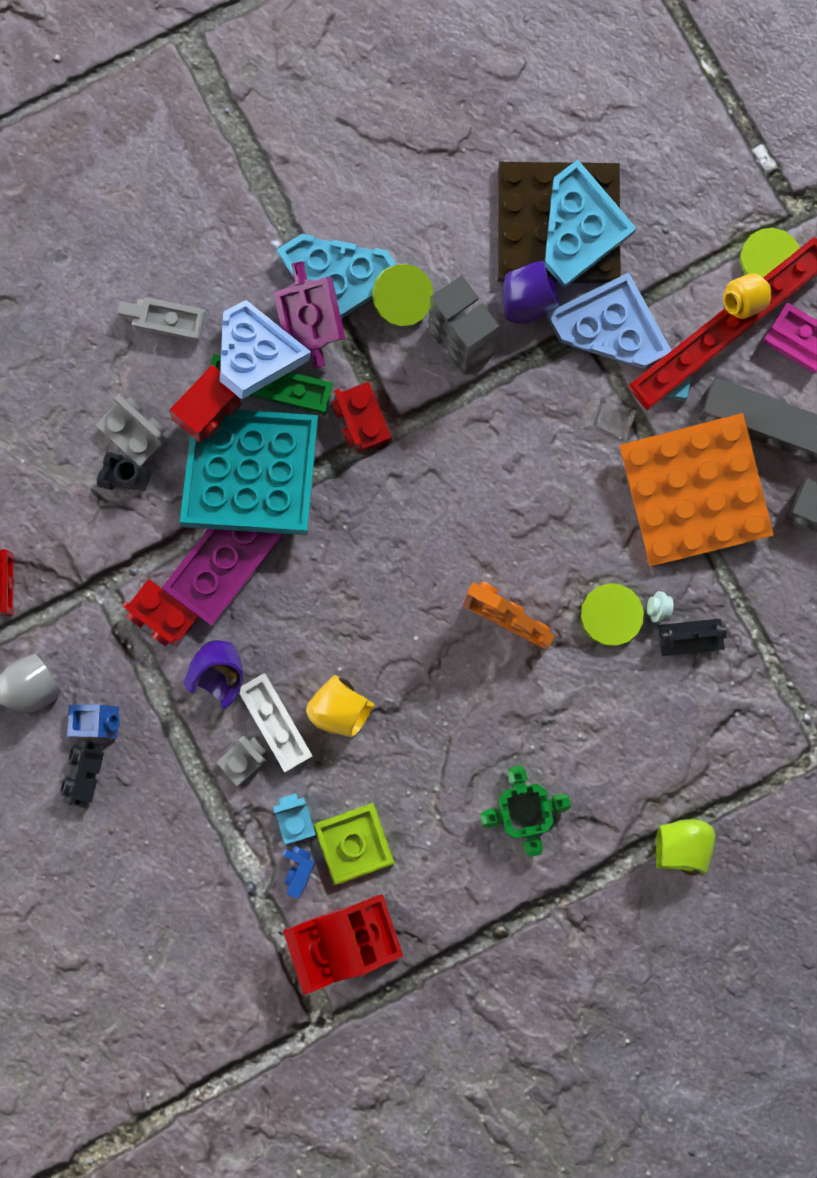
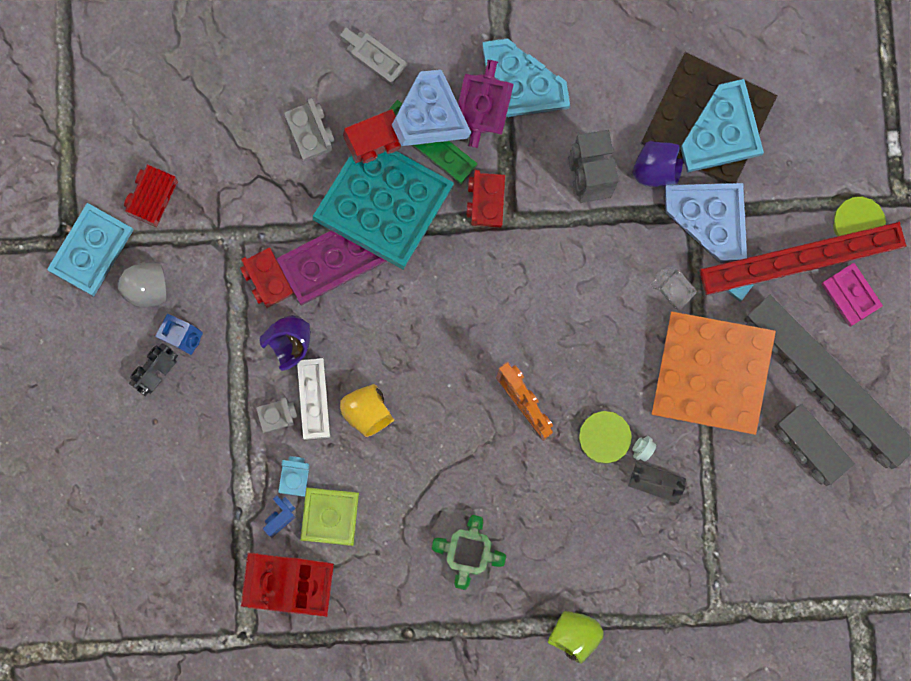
camera: 20 degrees right, 0 degrees up
(122, 473) = (284, 157): black plate -> none
(402, 294) = (561, 120): lime tile -> none
(747, 296) = (822, 243): yellow head -> none

